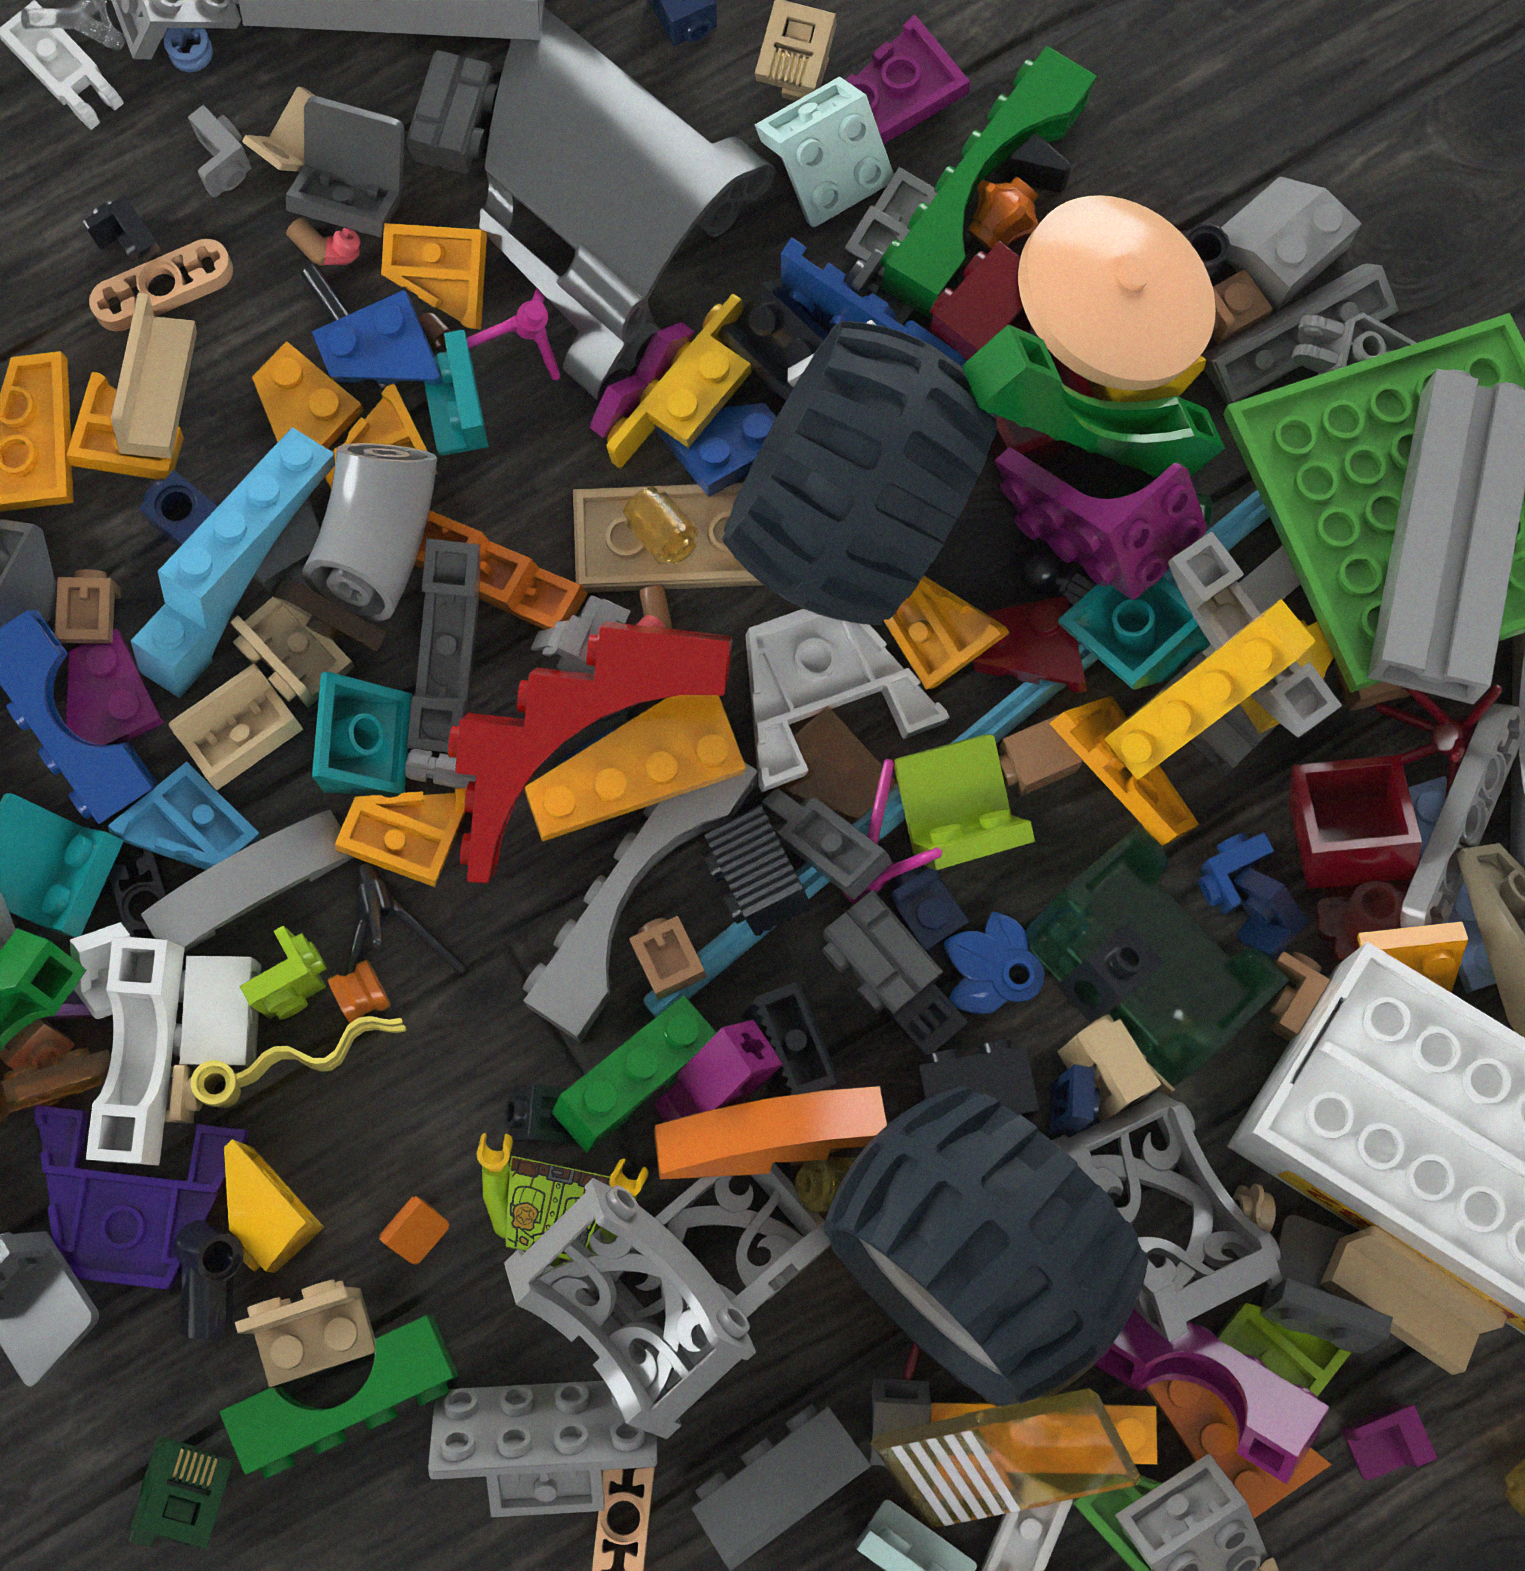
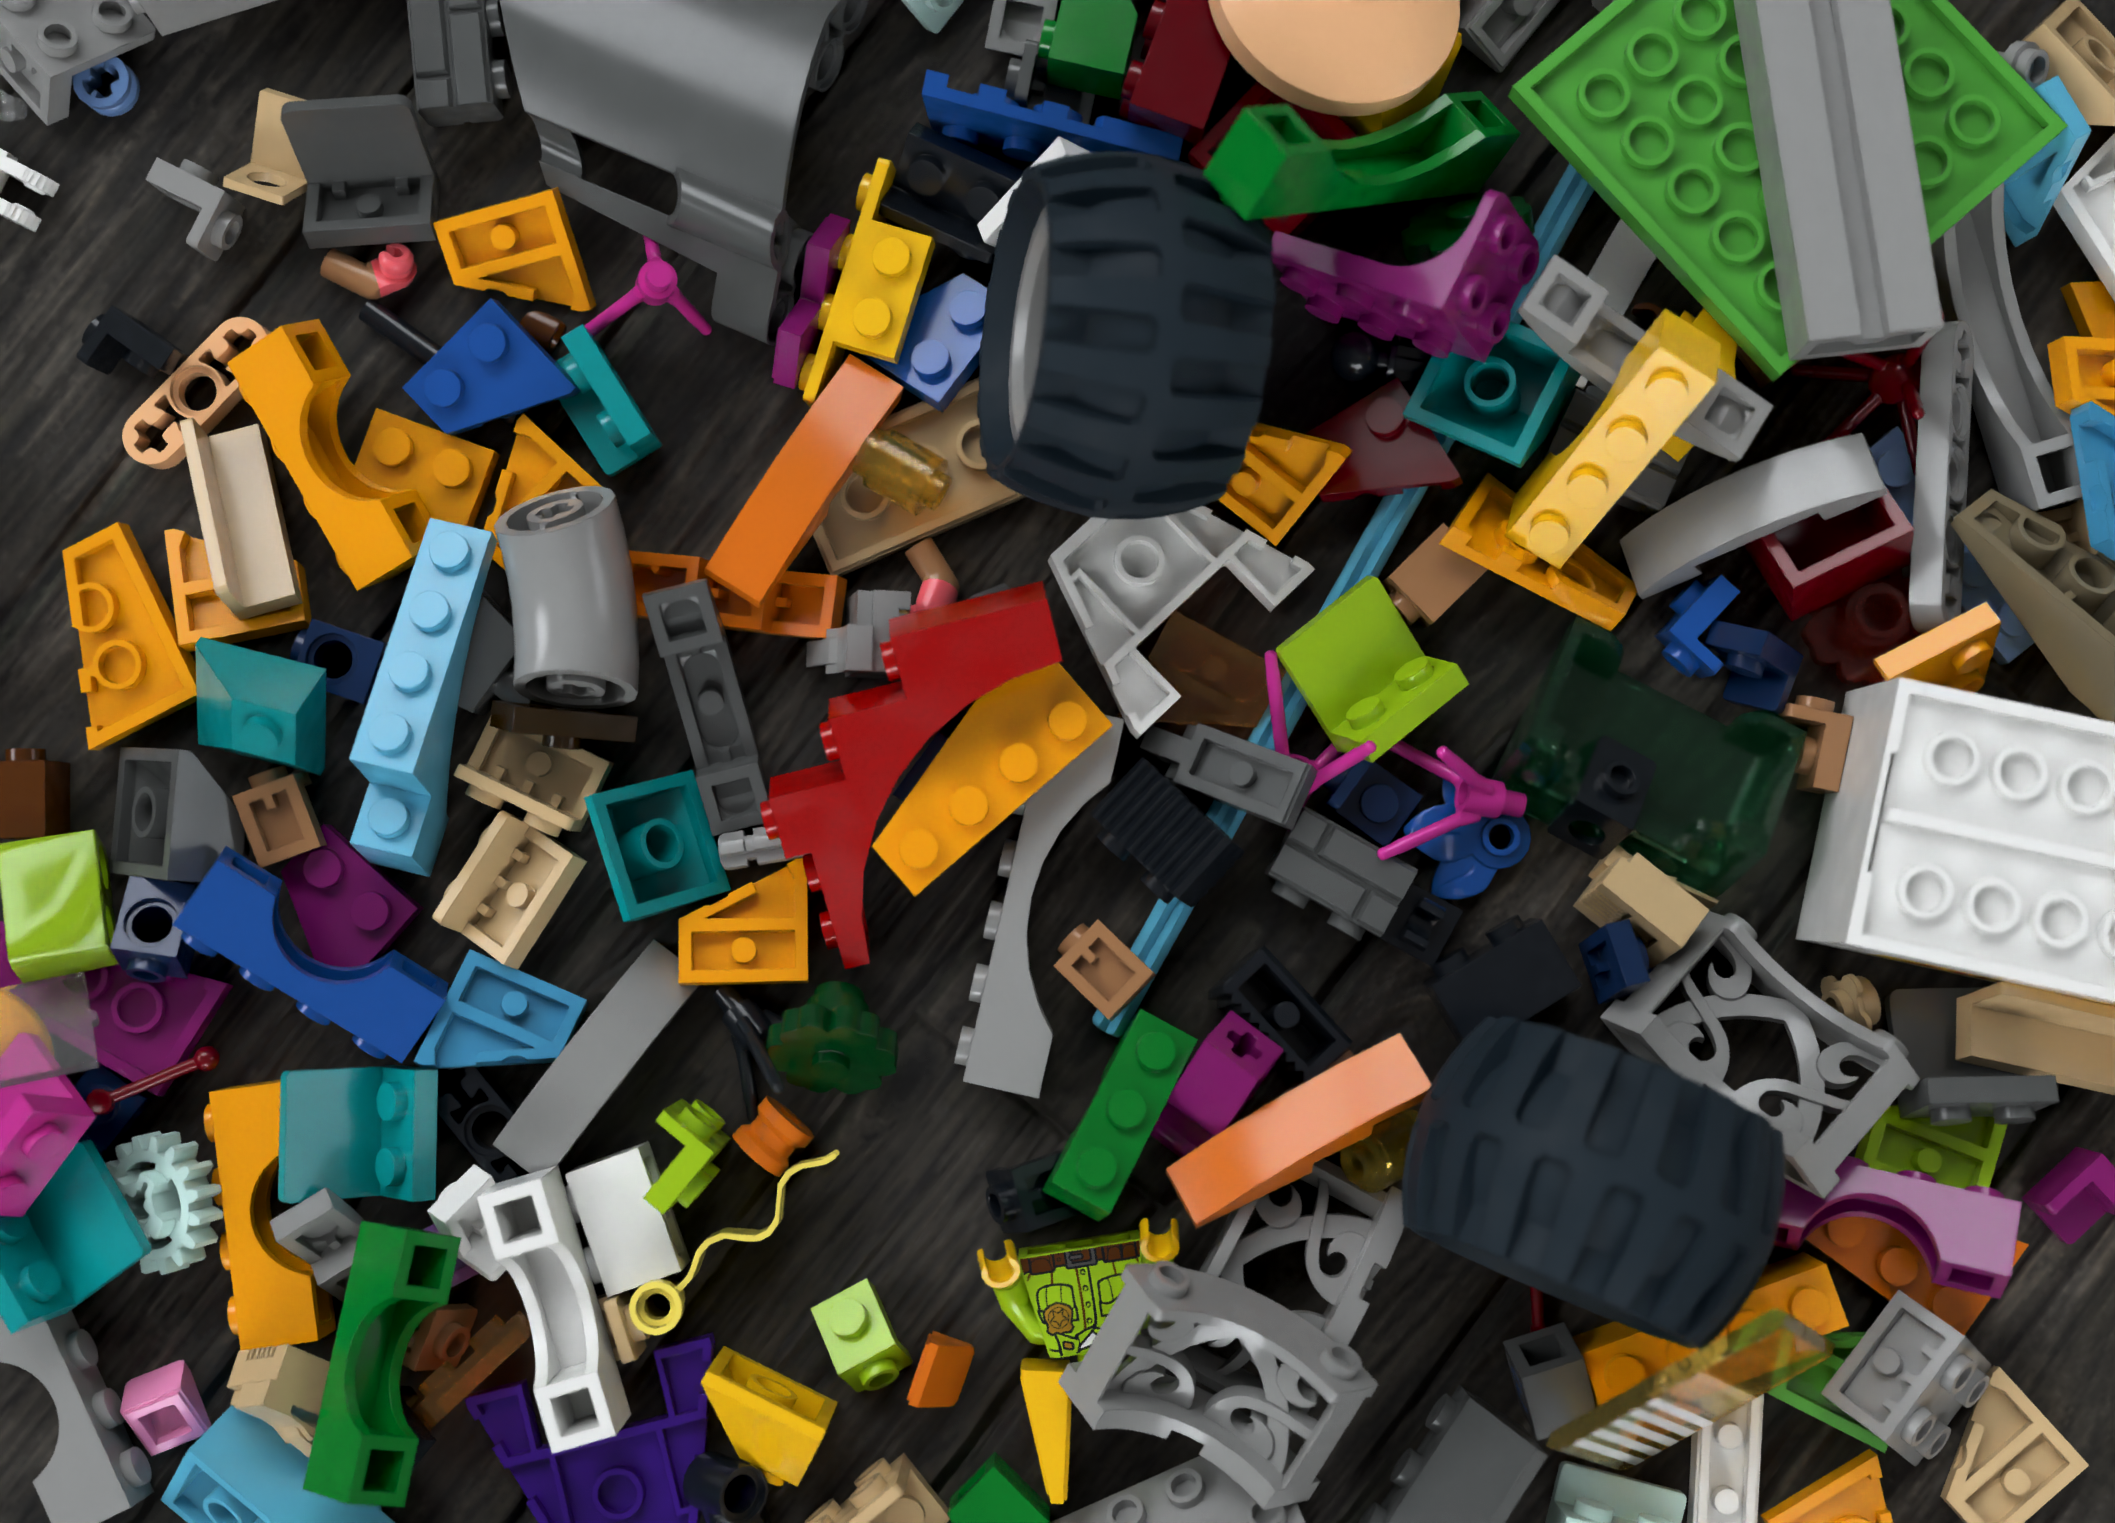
camera: 20 degrees left, 10 degrees up
(108, 521) = (261, 705): none -> teal slope
(232, 301) = (295, 390): none -> light orange arch
(363, 1179) = (861, 1338): none -> lime bracket
(434, 936) = (833, 1042): none -> dark green plant
(486, 1304) = (1050, 1421): none -> yellow slope
(581, 505) = (802, 481): none -> orange slope
(1008, 934) = (1473, 797): none -> dark pink plant
(1301, 782) = (1748, 506): none -> light grey slope

